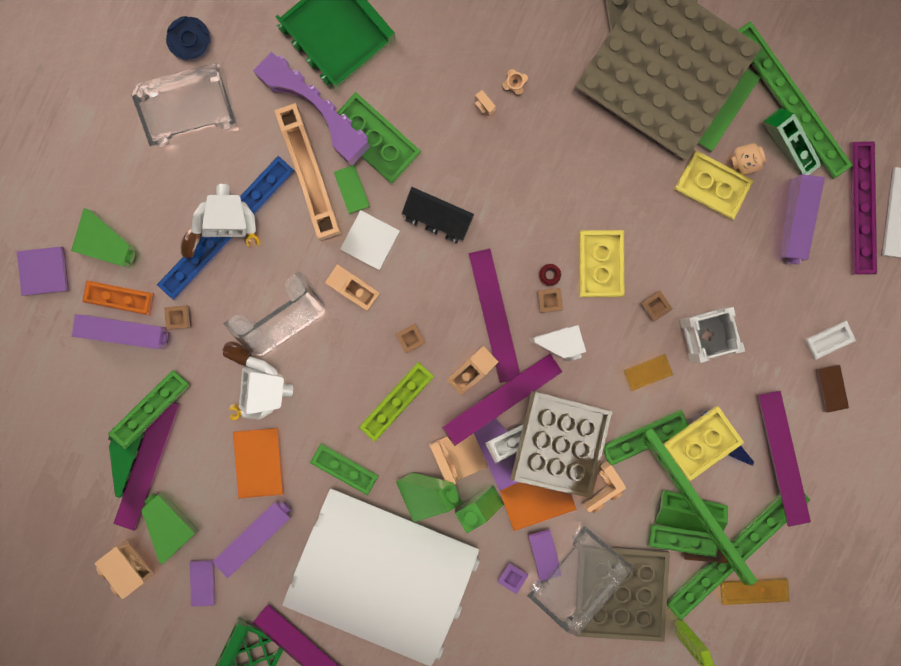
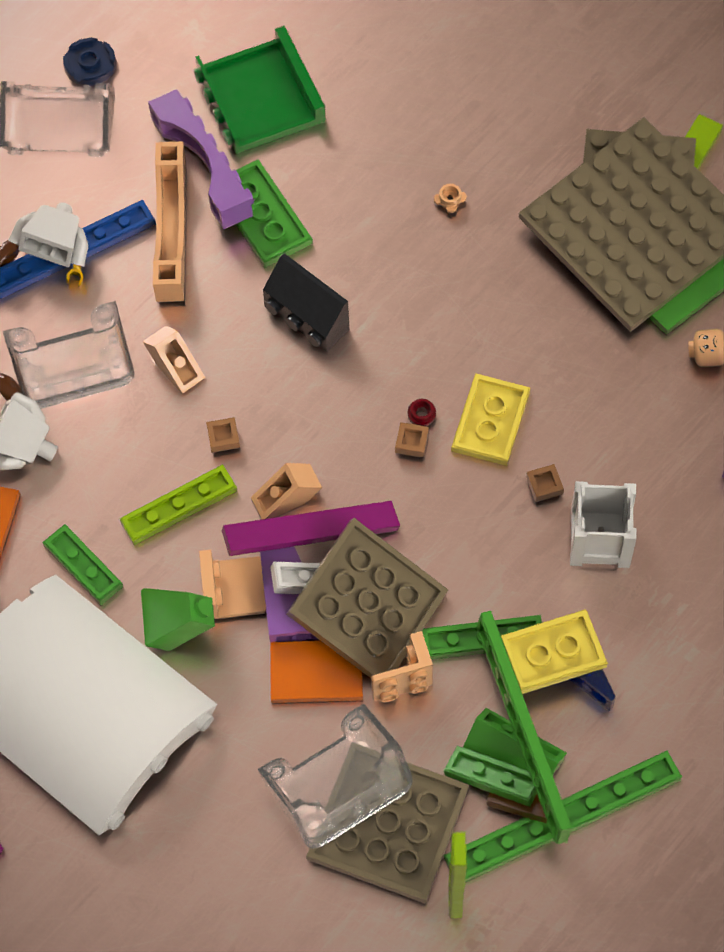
camera: 20 degrees right, 25 degrees down
(351, 189) = (214, 258): bright green tile -> none
(370, 240) = (215, 317): white tile -> none
(478, 509) = (233, 649): bright green slope -> none
(484, 104) = (405, 207): light nougat plate -> none
(494, 314) = (337, 435): magenta tile -> none
(512, 578) = (248, 757): medium lavender plate -> none
(544, 553) = (300, 735): medium lavender slope -> none
(563, 343) = (403, 474): white slope -> none
(648, 372) = (510, 560): clear yellow tile -> none
(714, 185) = (659, 370): light yellow tile -> none
(760, 592) = (572, 877): clear yellow tile -> none
(784, 458) = (659, 713): magenta tile -> none

